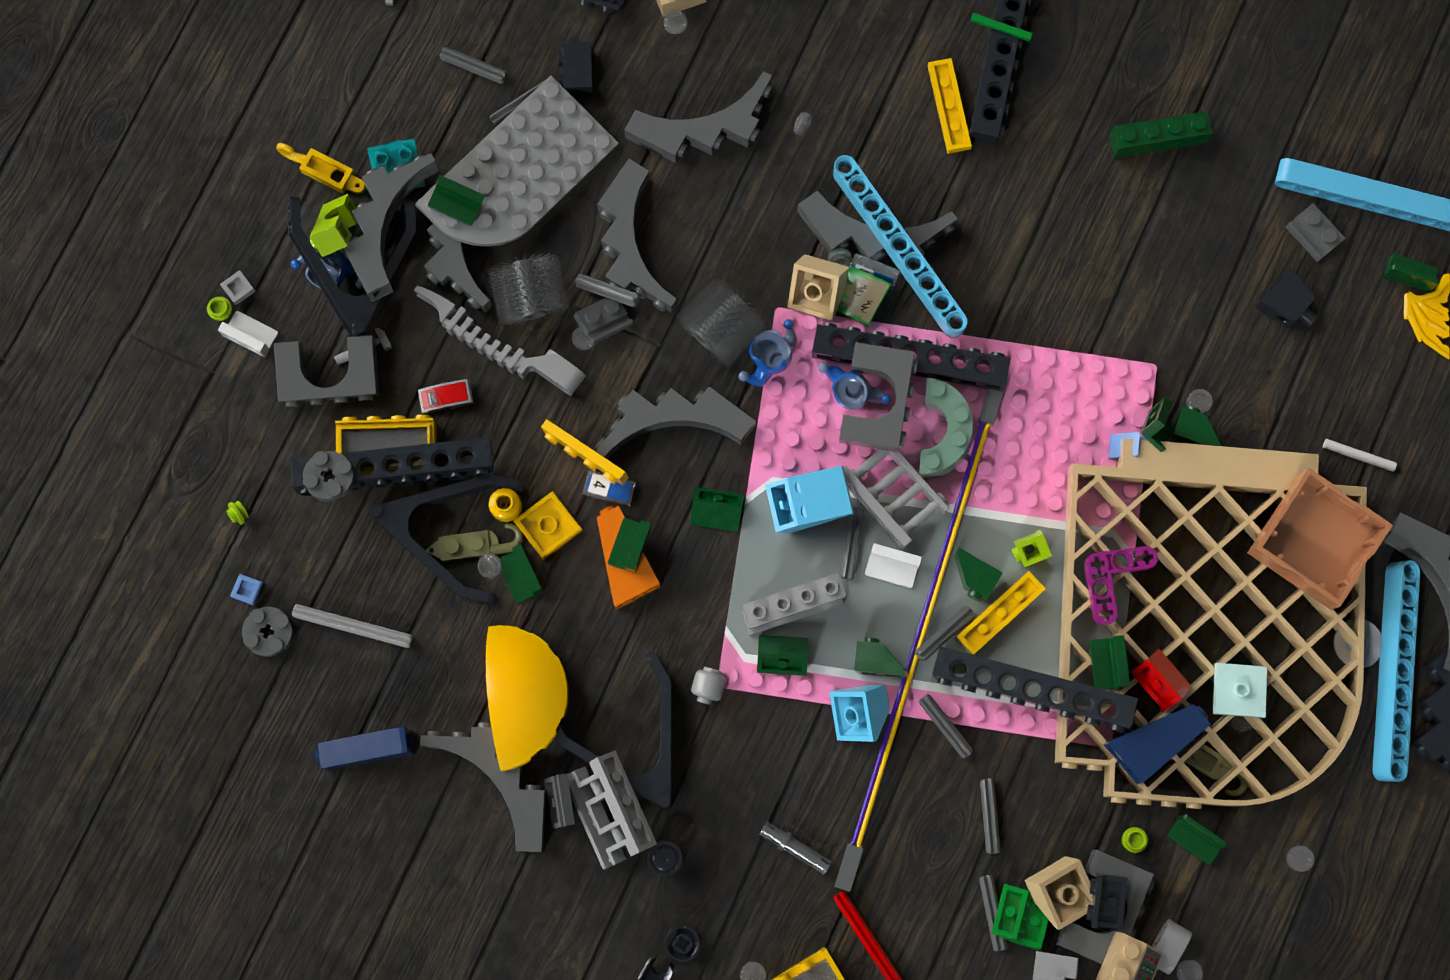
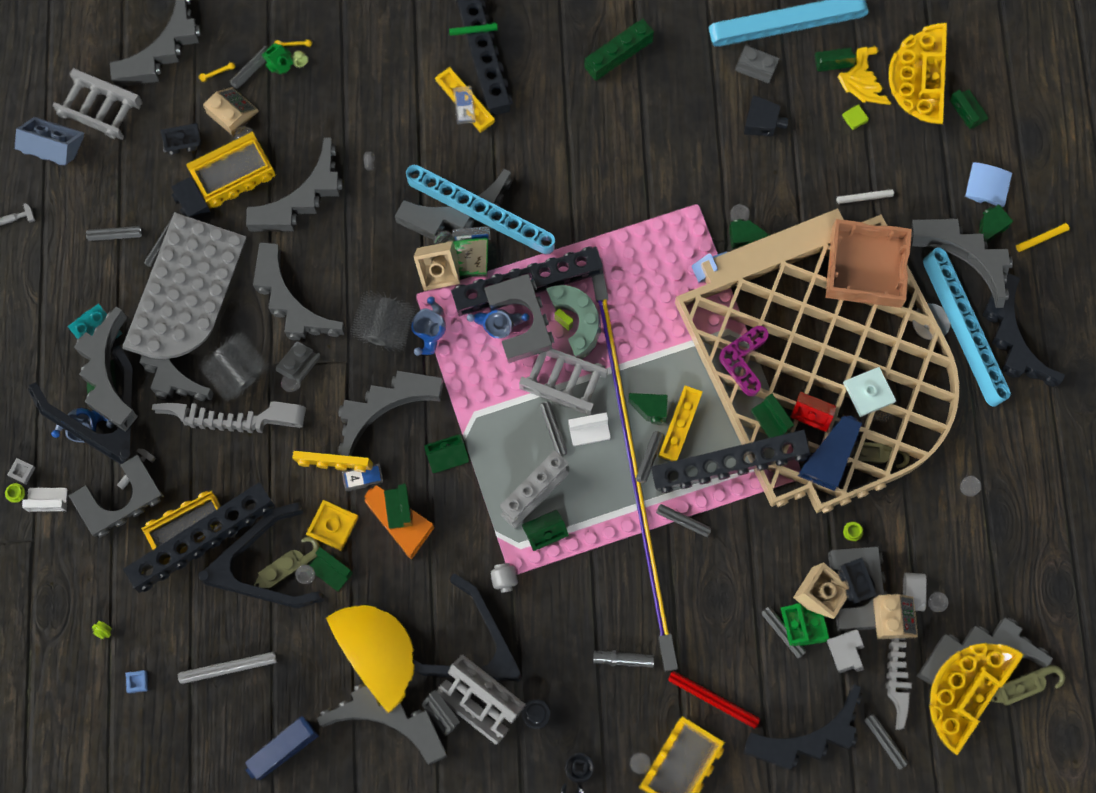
camera: 25 degrees left, 5 degrees down
(275, 643) = (157, 698): dark grey plate -> none
(321, 167) = (40, 357): yellow piece -> none
(332, 226) = (70, 391): lime arch -> none
(334, 488) = (149, 558): dark grey plate -> none
(445, 395) = (212, 471): slope -> none
(456, 200) = (151, 329): dark green panel -> none
(501, 497) = (290, 521): yellow head -> none
(607, 290) = (290, 340): dark grey axle -> none
(639, 57) = (231, 170): none -> window
(809, 499) = (508, 412): medium azure slope -> none
(859, 712) = (619, 541): medium azure slope -> none
(877, 660) = (611, 499): dark green slope -> none
(929, 423) = (562, 318): none -> lime tile
(945, 112) = (464, 105): none -> clear tile
(990, 816) = (746, 566): dark grey axle -> none
(1040, 549) = (685, 368): lime brick -> none
(1156, 425) = (718, 243): dark green panel -> none
(1195, 839) = (893, 509): dark green panel -> none
(1398, 354) = (855, 117): none -> lime tile

